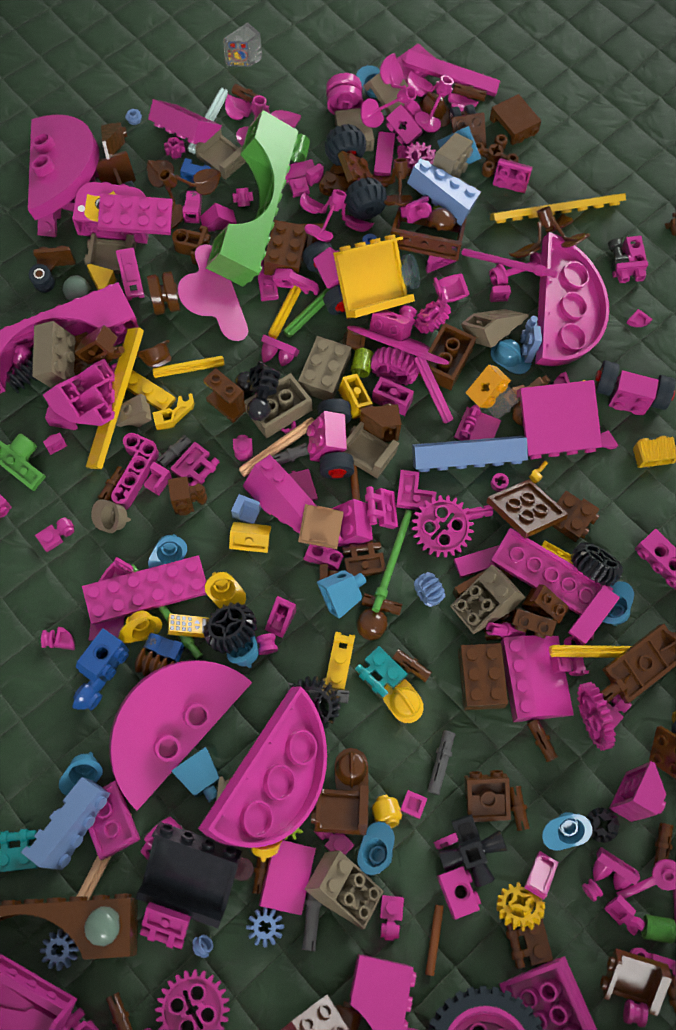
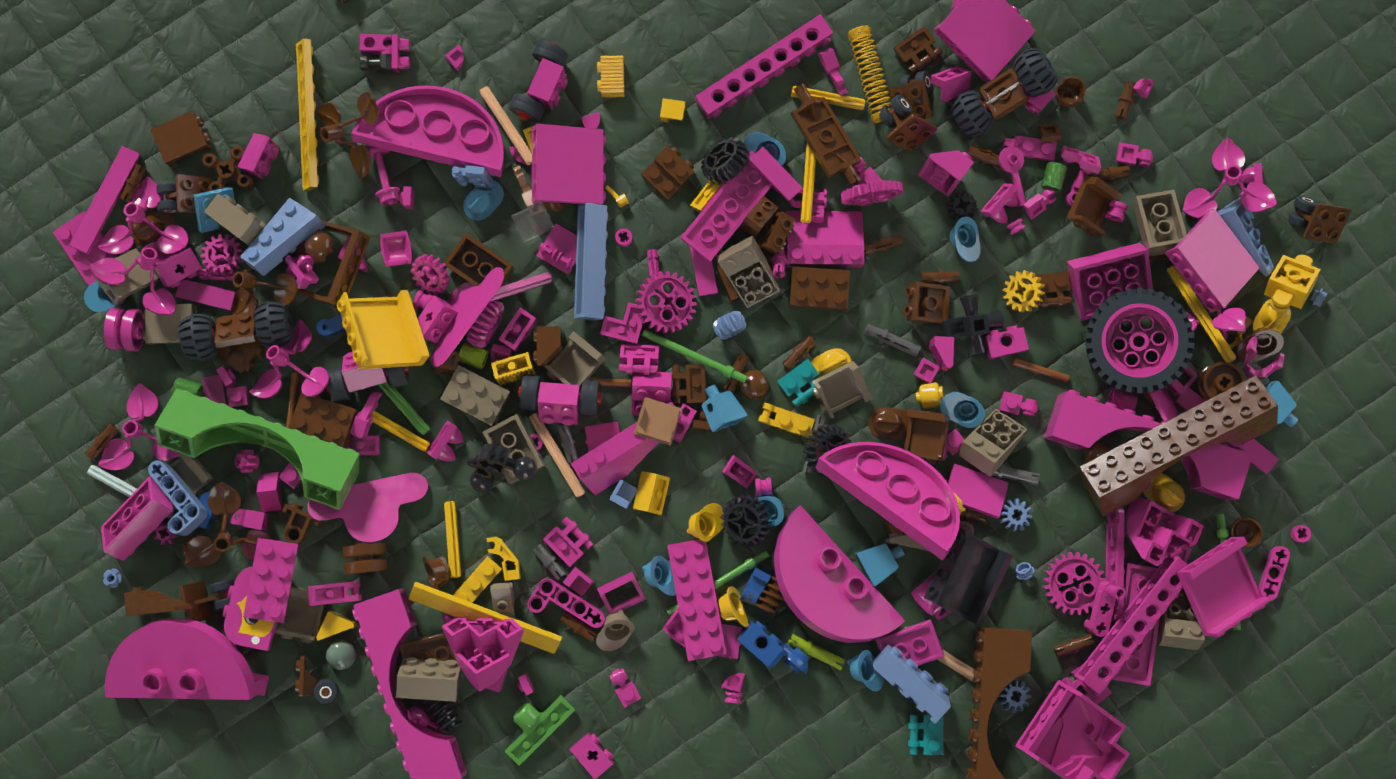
camera: 80 degrees left, 15 degrees up
(99, 346) = (427, 630): reddish brown brick -> none
(99, 719) = (809, 648): none -> lime pin
(102, 926) = (1005, 653): sand green hair -> none
(164, 526) = (616, 583): none -> dark pink tile
(165, 925) = (1005, 601): dark pink plate -> none
(183, 495) = (604, 555): reddish brown brick -> none
(186, 625) = (737, 562): yellow tile -> none
(204, 150) = (175, 494): none -> medium blue beam
(226, 395) = (498, 503): reddish brown panel -> none
(243, 47) = (35, 439): clear slope -> none
(243, 448) = (554, 490): dark pink plate -> none
(369, 383) = (500, 352): none -> dark pink plate
(379, 710) = (840, 389): none -> dark tan panel
(410, 271) = (373, 288): clear light blue tile -> none
(438, 818) = (942, 351): none -> dark pink tile
(446, 841) = (960, 343): dark pink tile -> none
(488, 386) = (516, 223): light orange brick -> none
(492, 325) = (448, 212): dark tan slope -> none
(527, 508) = (659, 216): reddish brown plate -> none
(539, 270) = (397, 153): dark pink bar -> none
(541, 875) = (999, 268): tile -> none
(589, 363) = (507, 125): none -> light nougat axle
(636, 509) = (672, 110): none -> yellow panel

